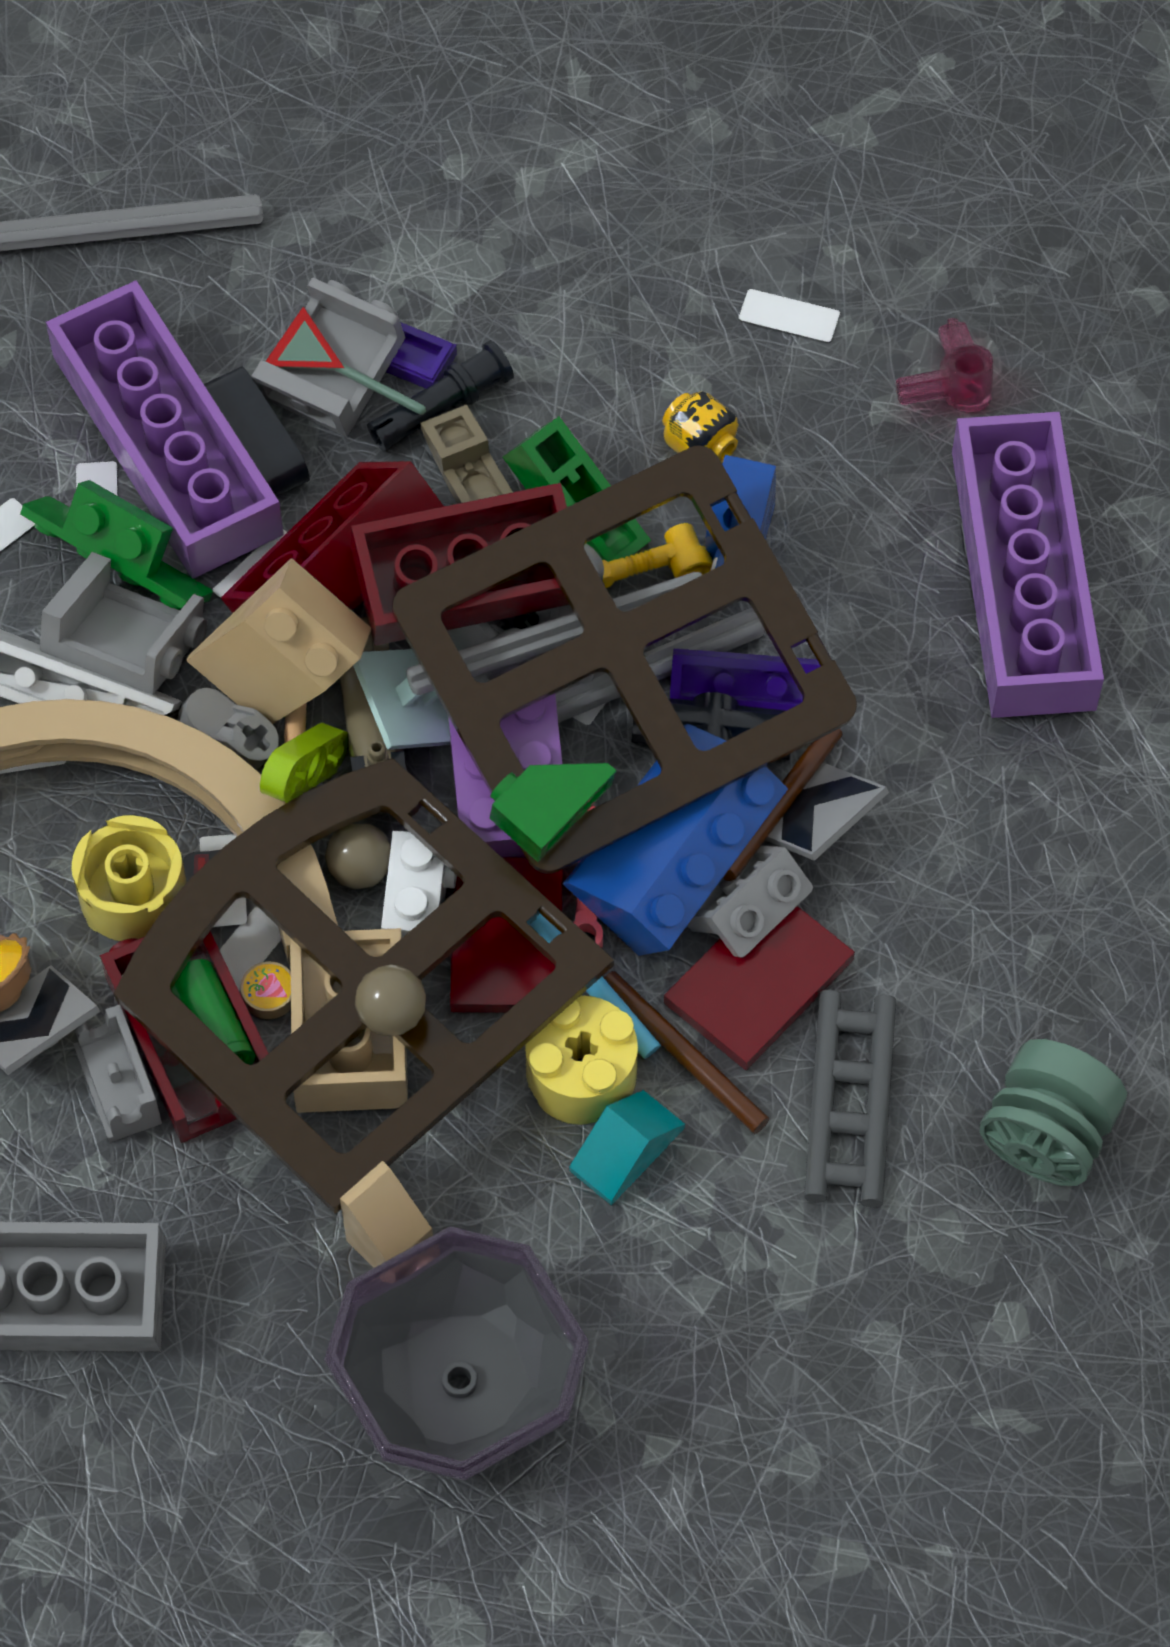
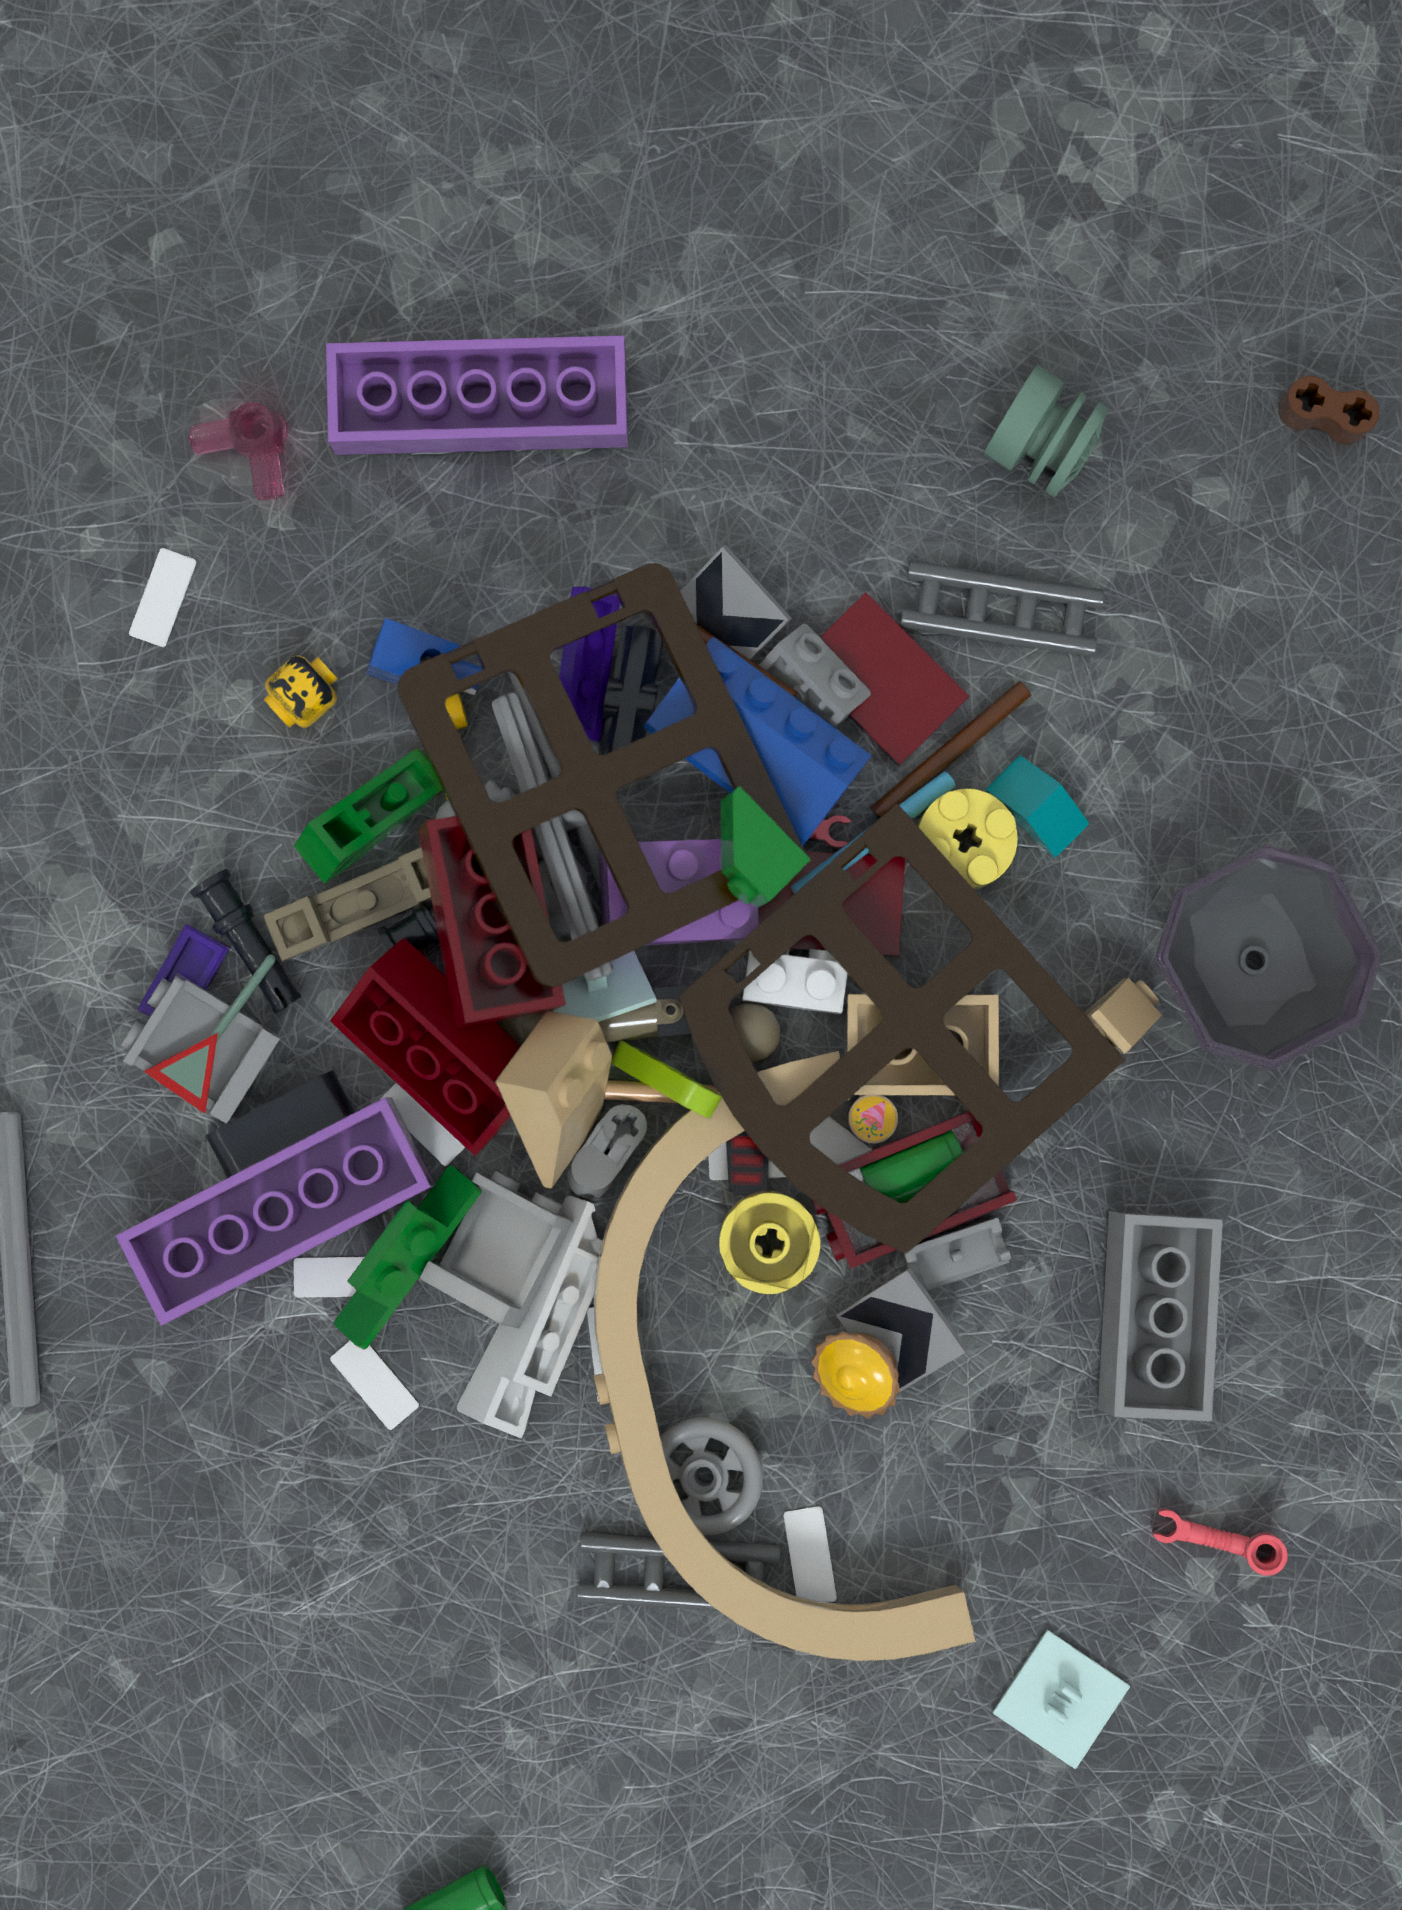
camera: 85 degrees left, 25 degrees up
(390, 1000) = (944, 1003): dark tan piece -> none
(1119, 1436) = (1328, 410): none -> reddish brown axle

